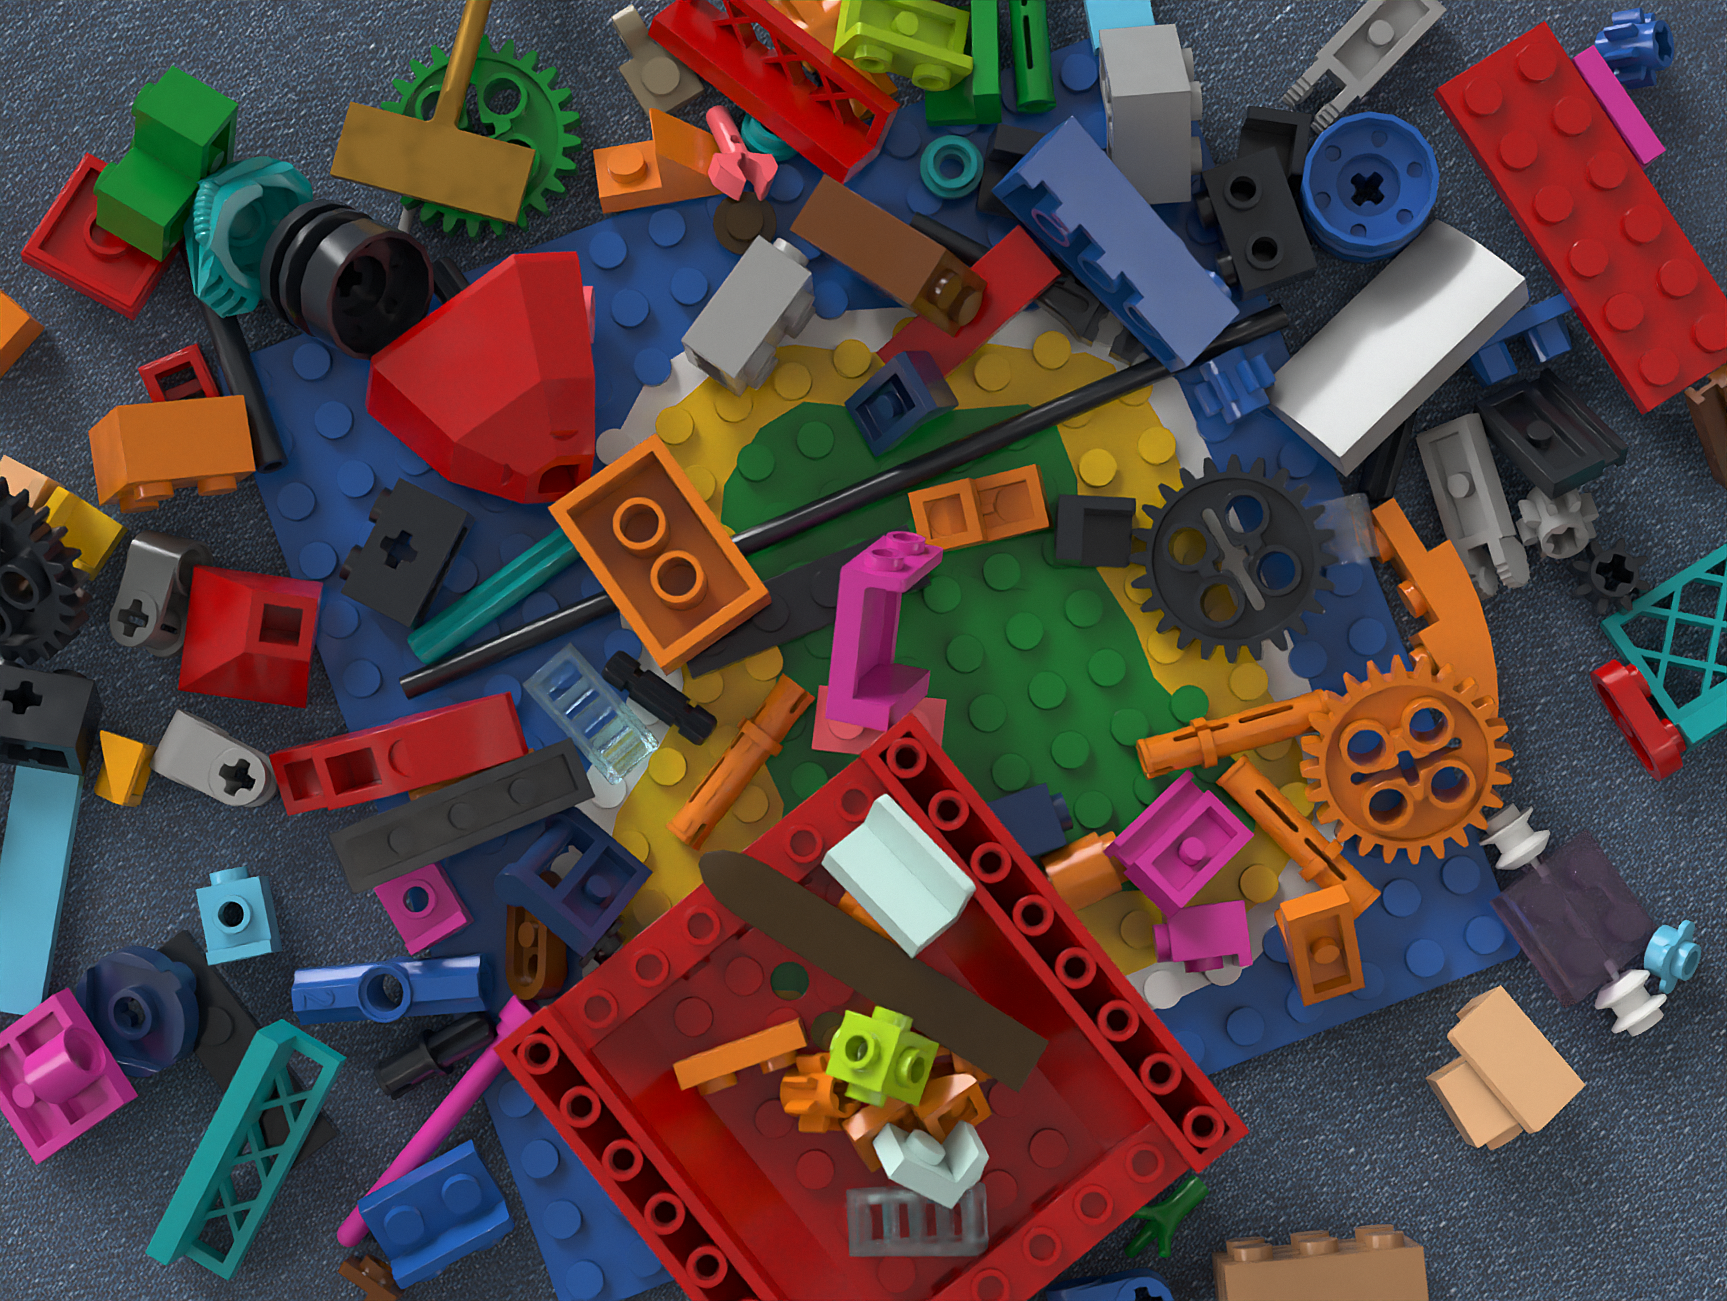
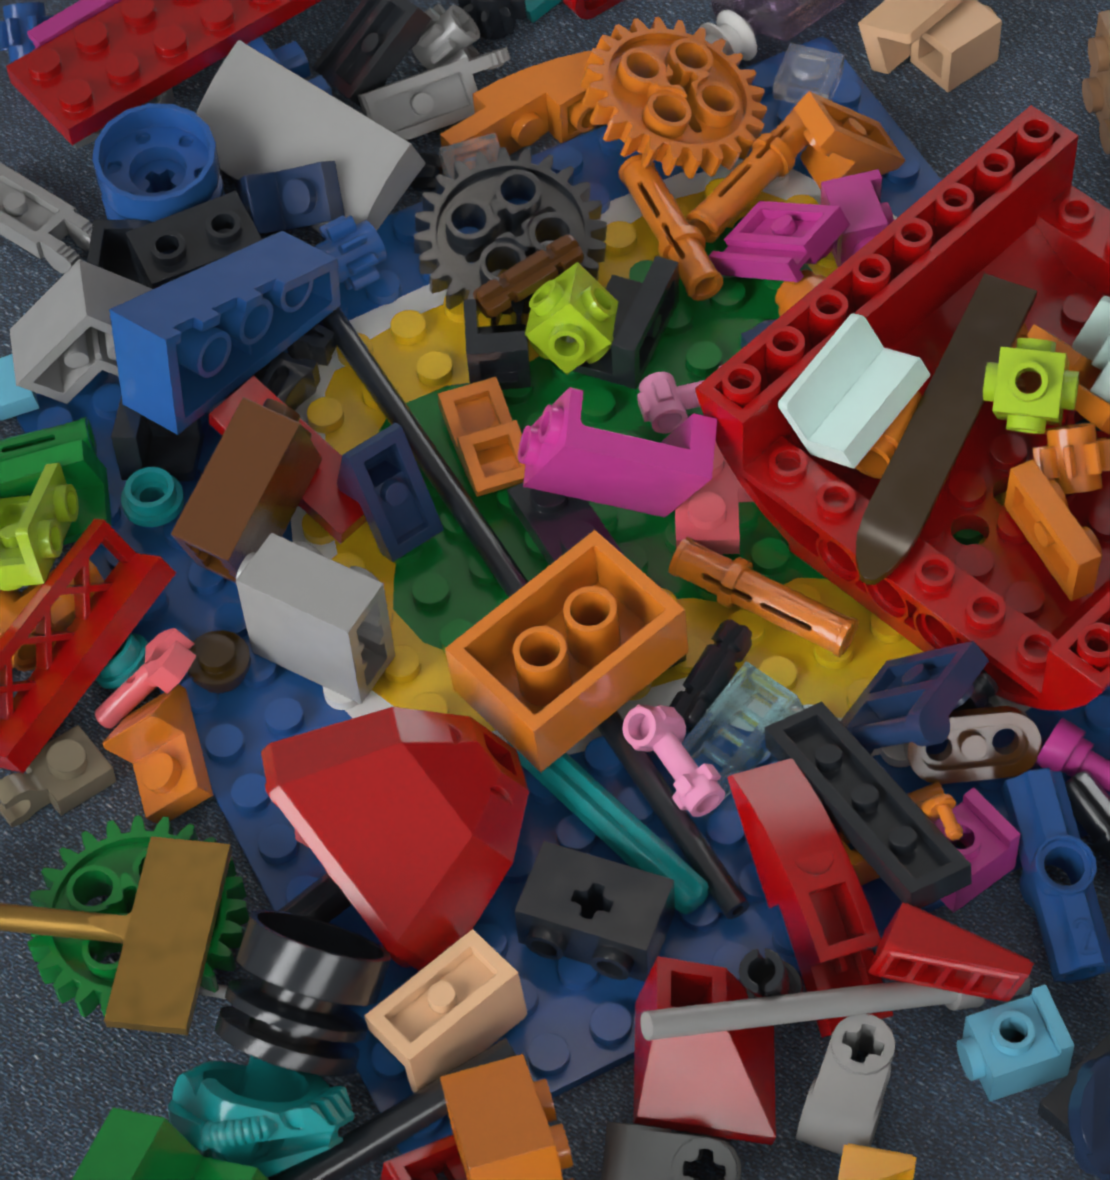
camera: 95 degrees left, 30 degrees down
(293, 855) = (946, 957): none -> red slope
(297, 877) = (801, 1008): none -> light grey bar
(300, 704) = (768, 975): none -> black axle
(317, 405) = (449, 1010): none -> light nougat panel
(477, 877) = (938, 805): none -> orange piece
(589, 633) = (663, 731): none -> bright pink bar
(996, 698) = (664, 402): none -> bright pink bar
(1096, 609) = (571, 319): none -> lime brick
(1109, 669) = (639, 323): none -> black panel
(1159, 570) = (527, 276): none -> reddish brown axle
(1322, 324) = (292, 197): none -> dark blue slope
(1441, 919) = (807, 70): none -> clear plate

